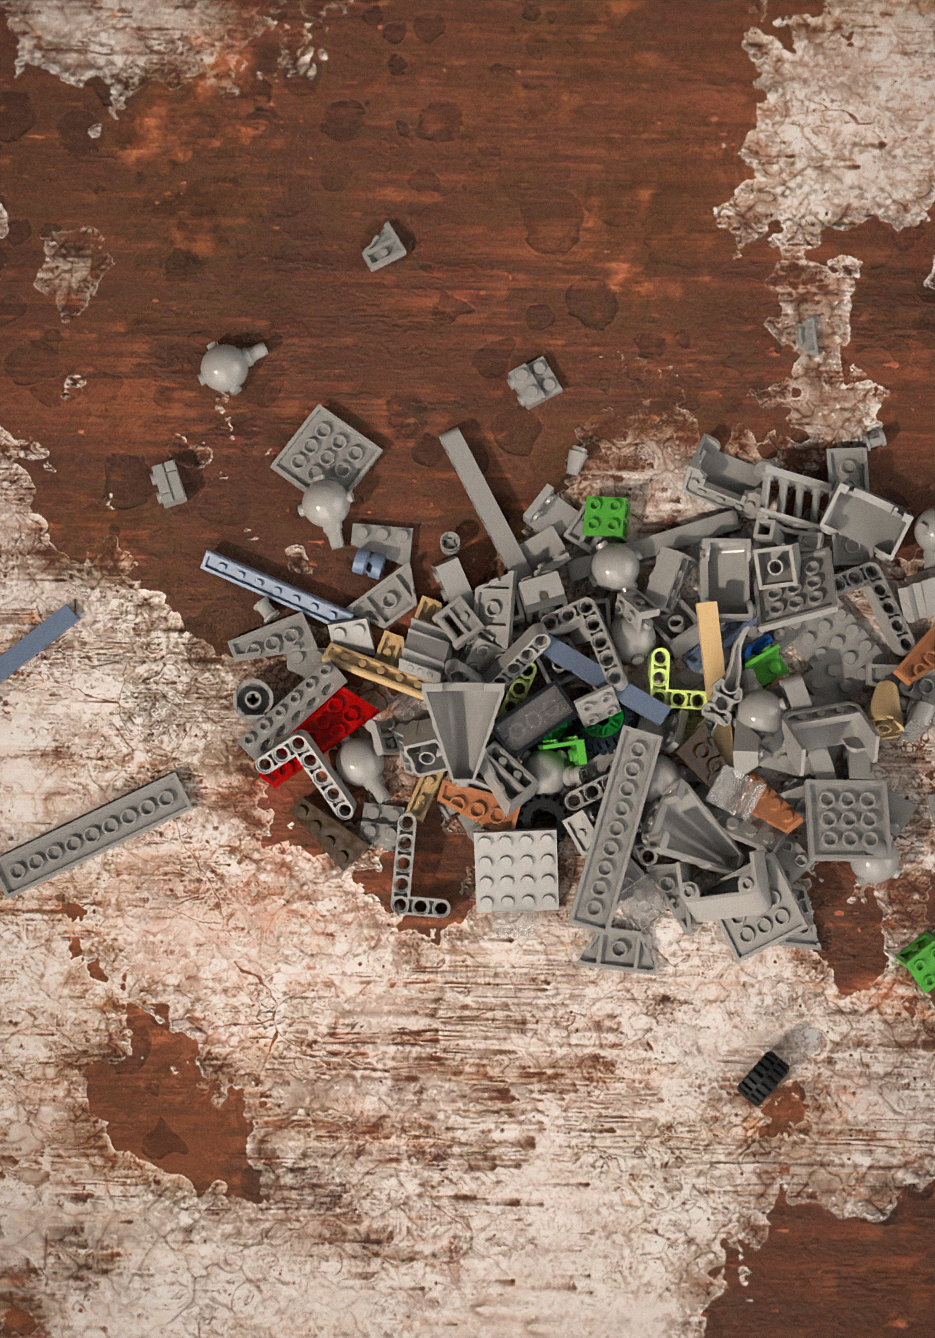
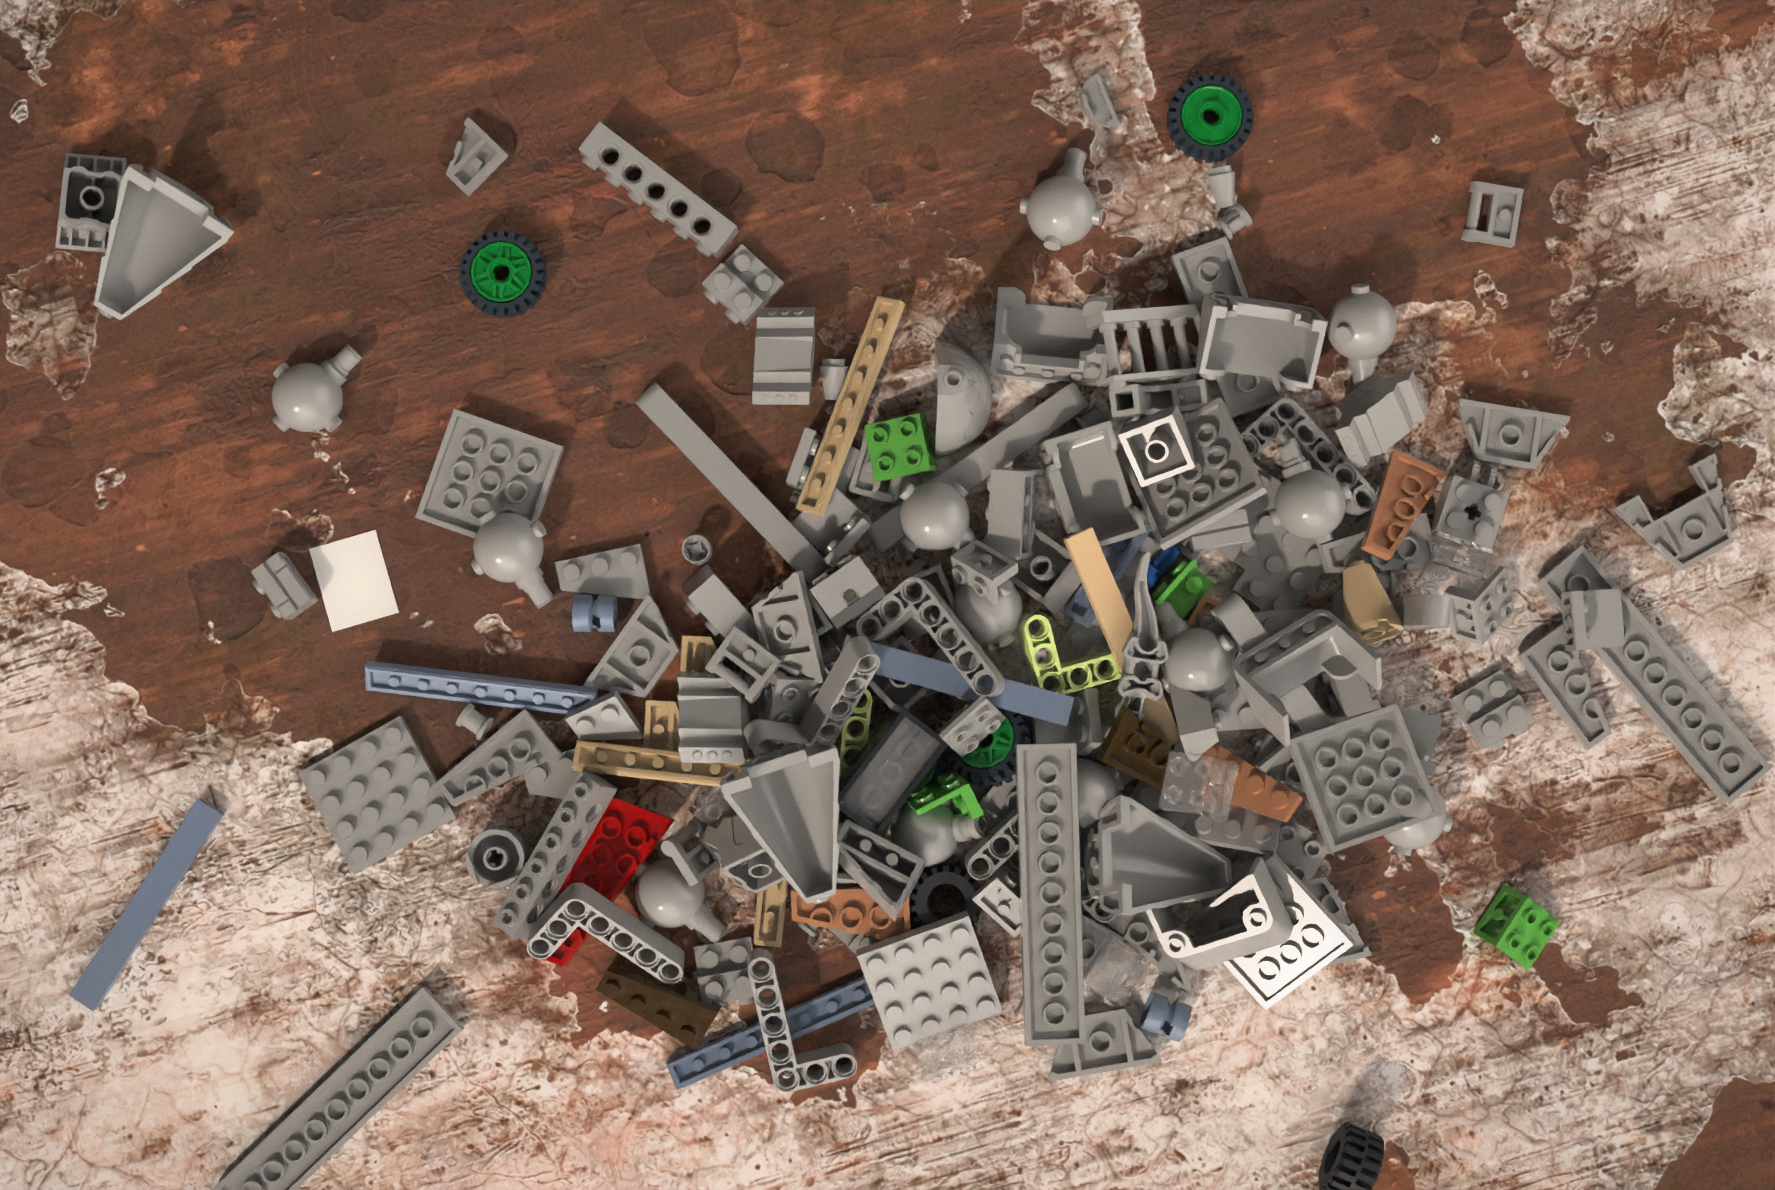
camera: 15 degrees left, 10 degrees up
(123, 202) = (88, 201): none -> light grey slope
(158, 238) = (153, 240): none -> light grey cone
(185, 639) = (377, 795): none -> light grey plate
(214, 495) = (353, 580): none -> white sticker
(378, 342) = (484, 261): none -> wheel
(382, 877) = (749, 1041): none -> sand blue tile
(474, 264) = (605, 141): none -> light grey brick
(548, 434) = (784, 356): none -> light grey slope
(581, 481) = (850, 406): none -> tan tile
(655, 499) = (962, 398): none -> light grey cone
(667, 945) = (1165, 1017): none -> sand blue wheel
(762, 394) = (1062, 206): none -> light grey piece
(803, 634) = (1225, 532): none -> light grey brick
(868, 632) = (1309, 499): none -> light grey piece
(874, 414) = (1222, 185): none -> light grey cone
(877, 383) = (1212, 96): none -> wheel

